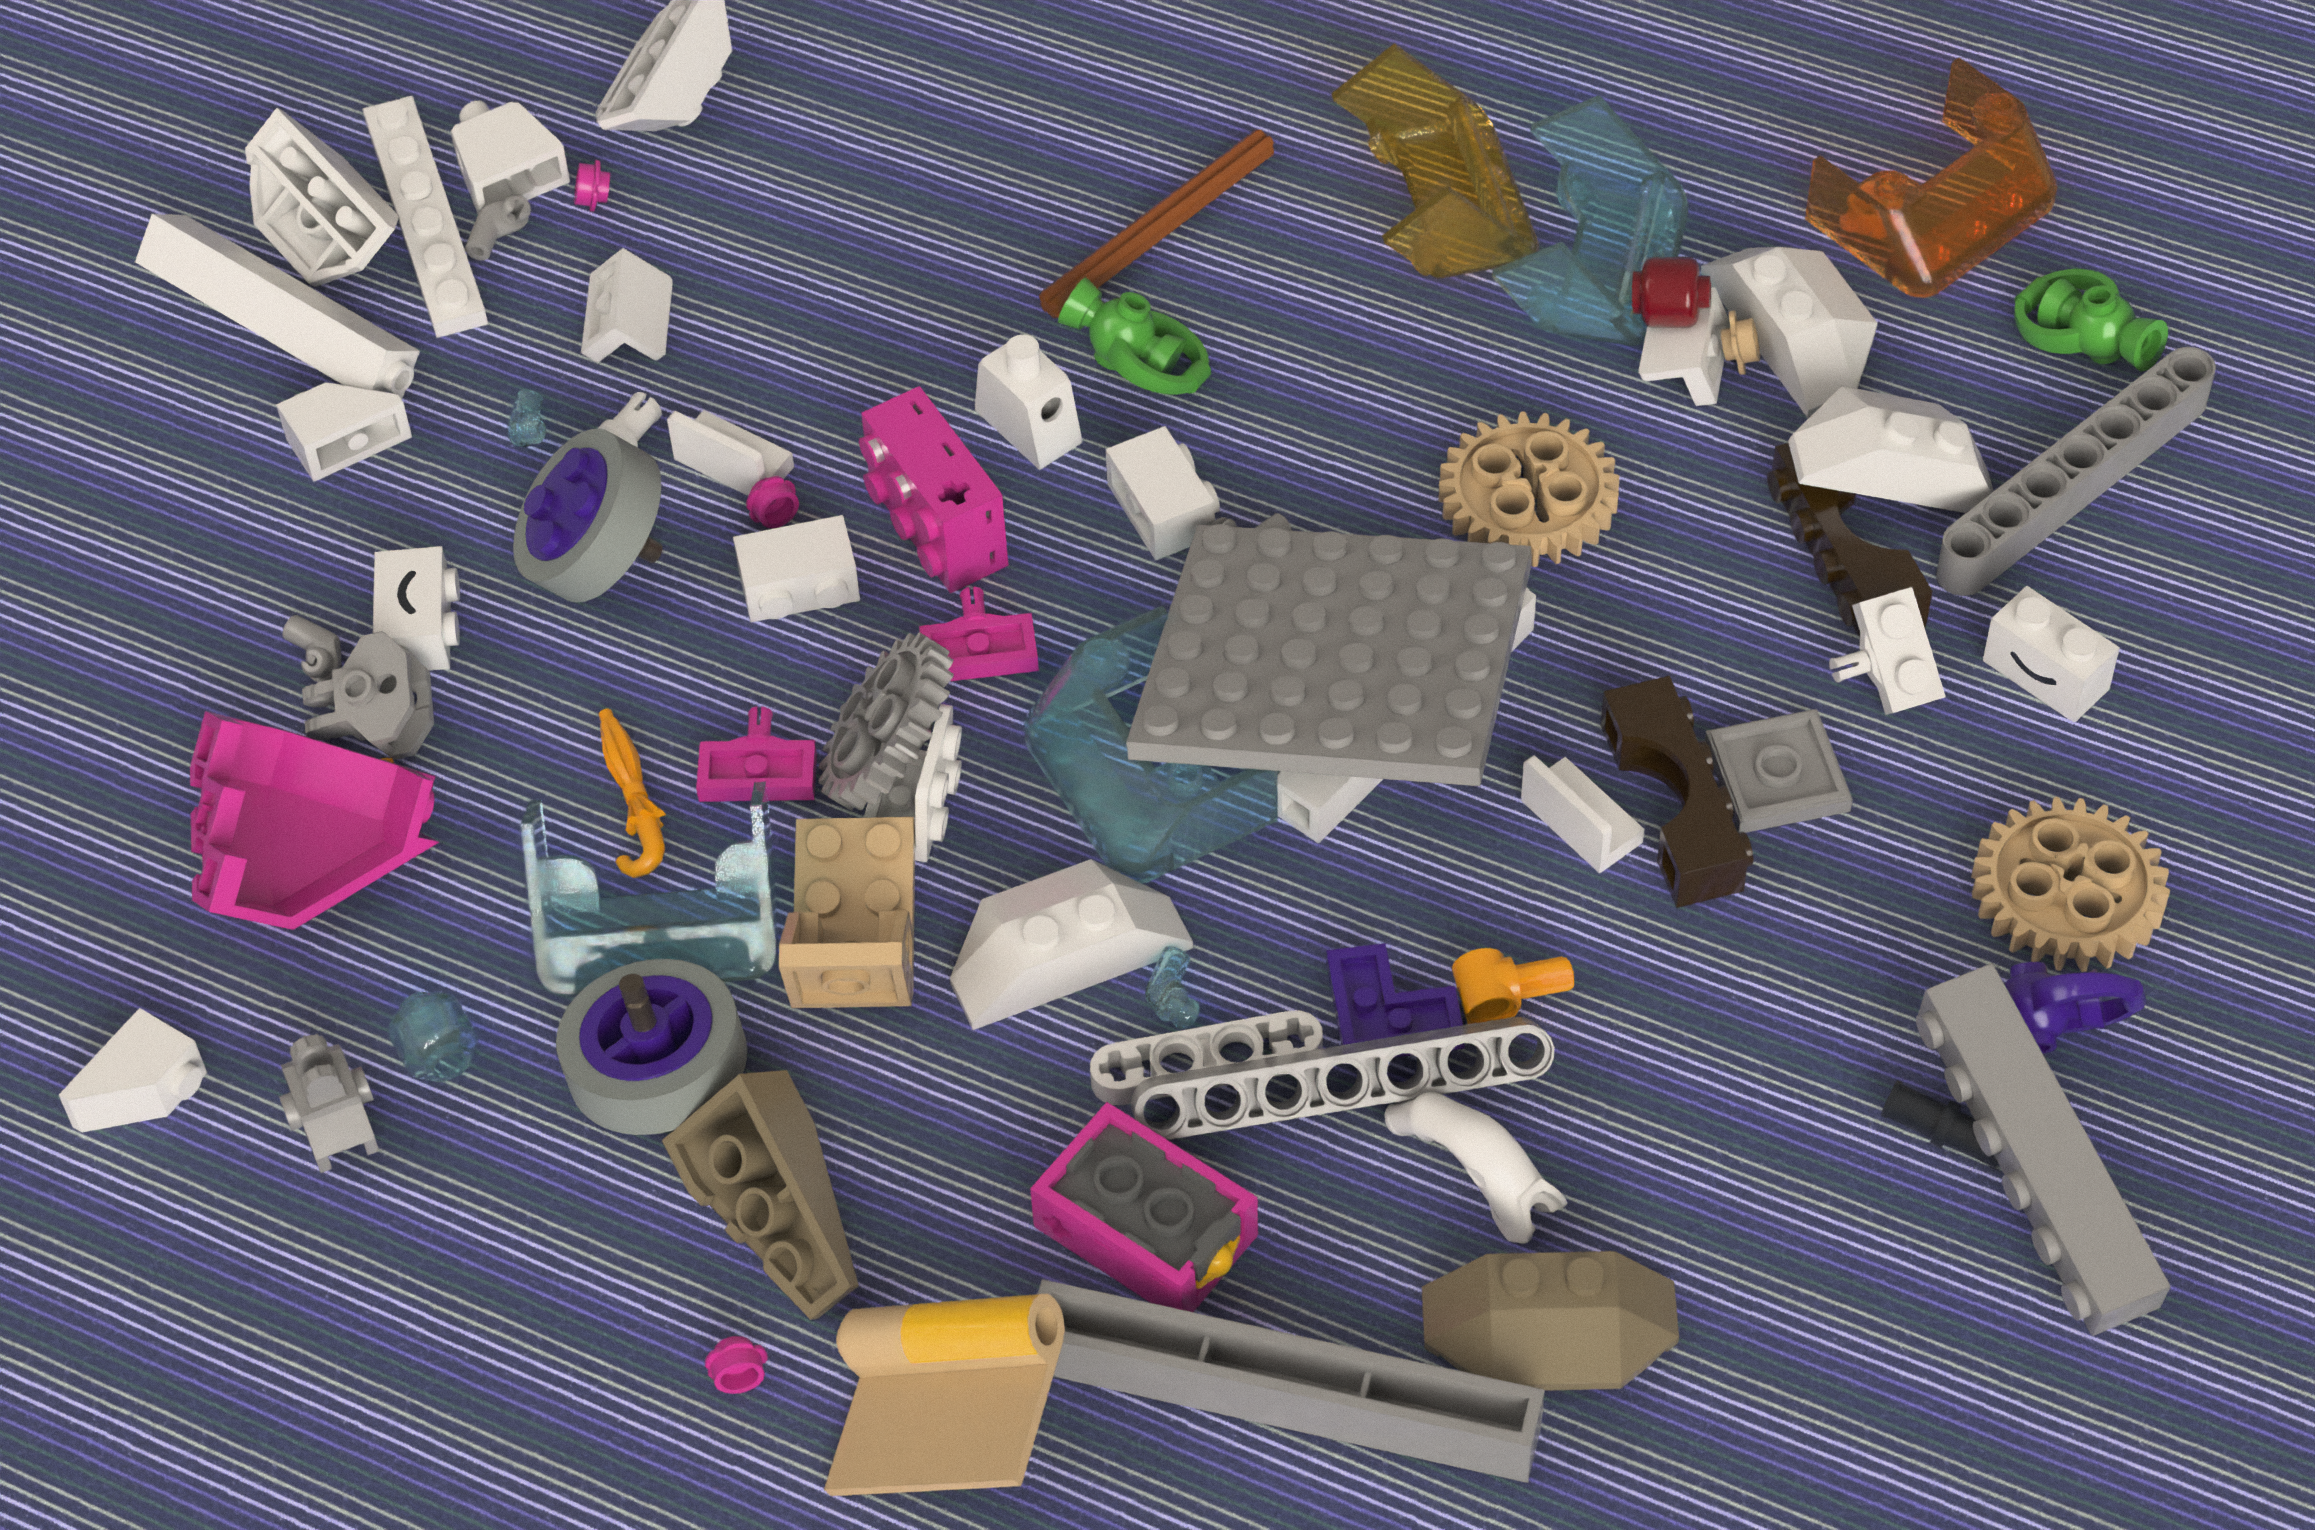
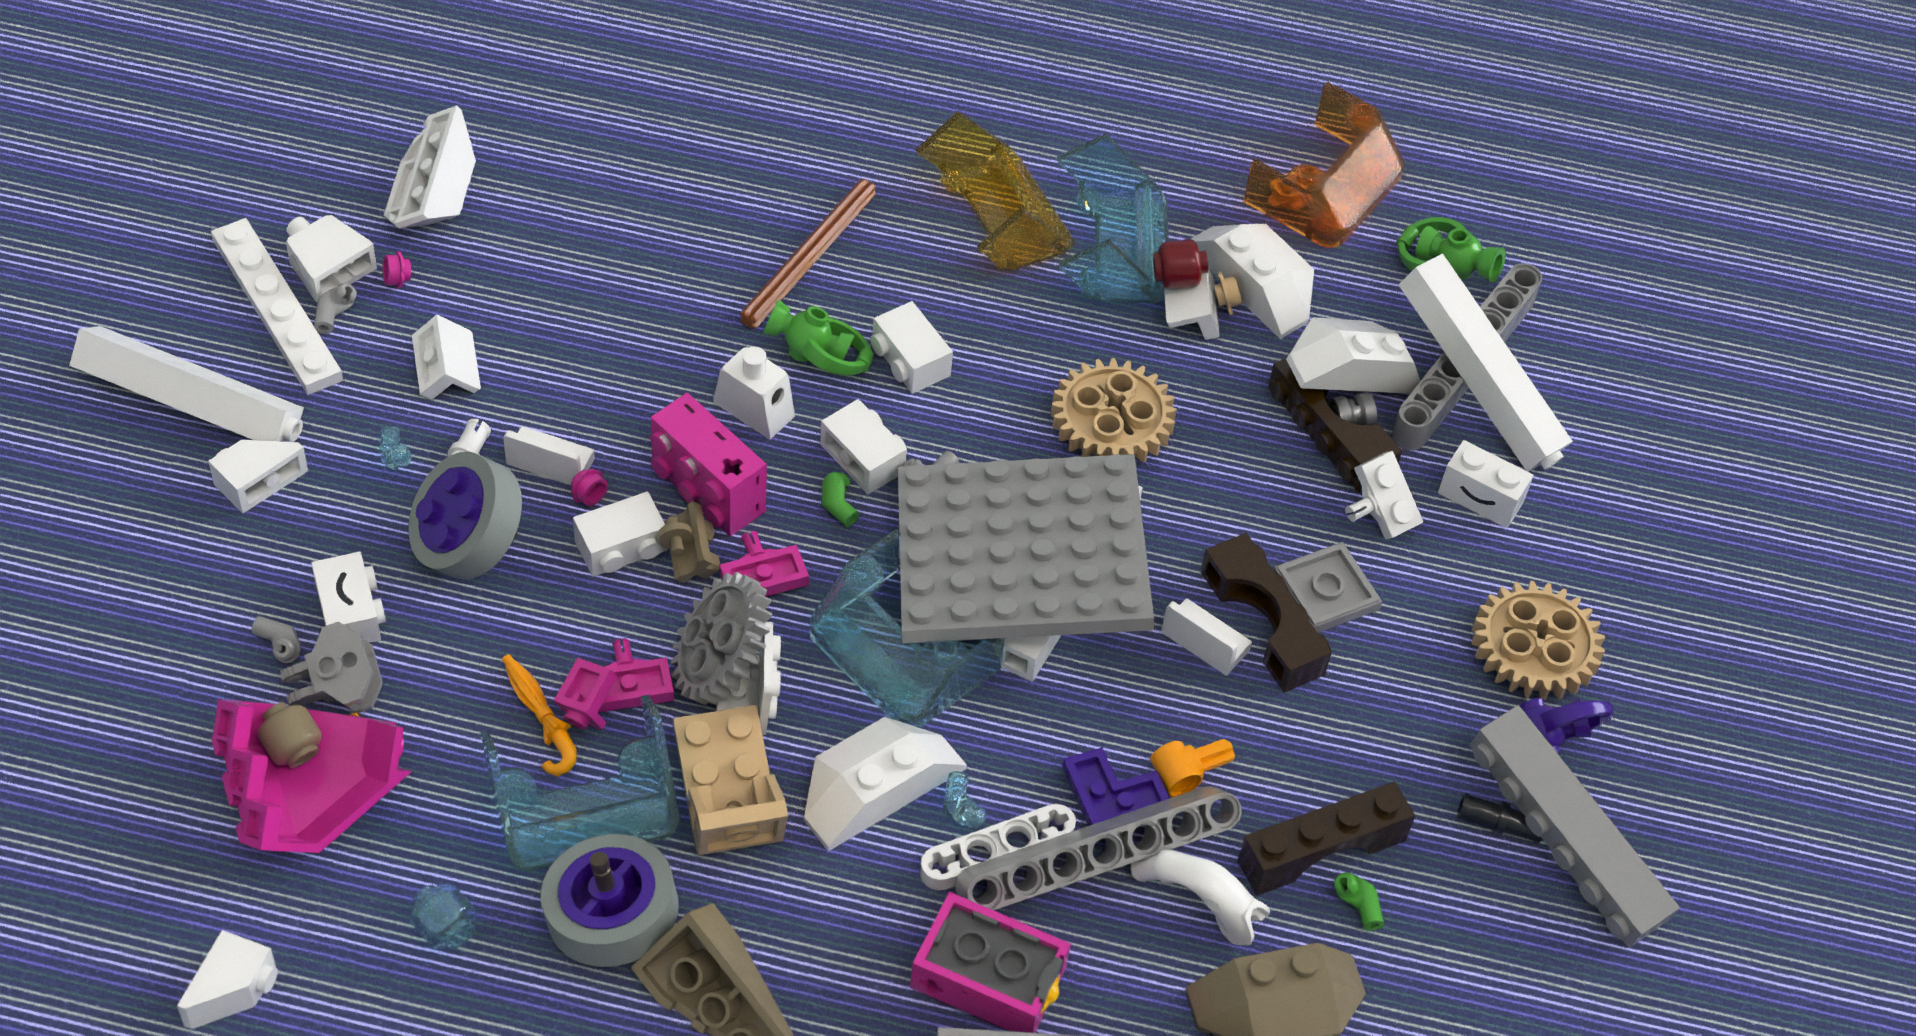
camera: 20 degrees left, 0 degrees up
(290, 772) = (289, 735): none -> dark tan head
(313, 202) = (196, 307): white wedge -> none
(326, 1099) = (381, 979): light grey hinge -> none
(688, 771) = (585, 693): none -> dark pink bracket
(881, 590) = (688, 541): none -> dark tan hips
(1102, 559) = (833, 498): none -> bright green arm
(1263, 366) = (911, 347): none -> white brick
(1609, 1120) = (1287, 849): none -> dark brown arch
(1708, 1202) = (1361, 896): none -> bright green arm
(1883, 529) = (1359, 411): none -> flat silver wheel
(2088, 482) = (1486, 364): none -> white brick

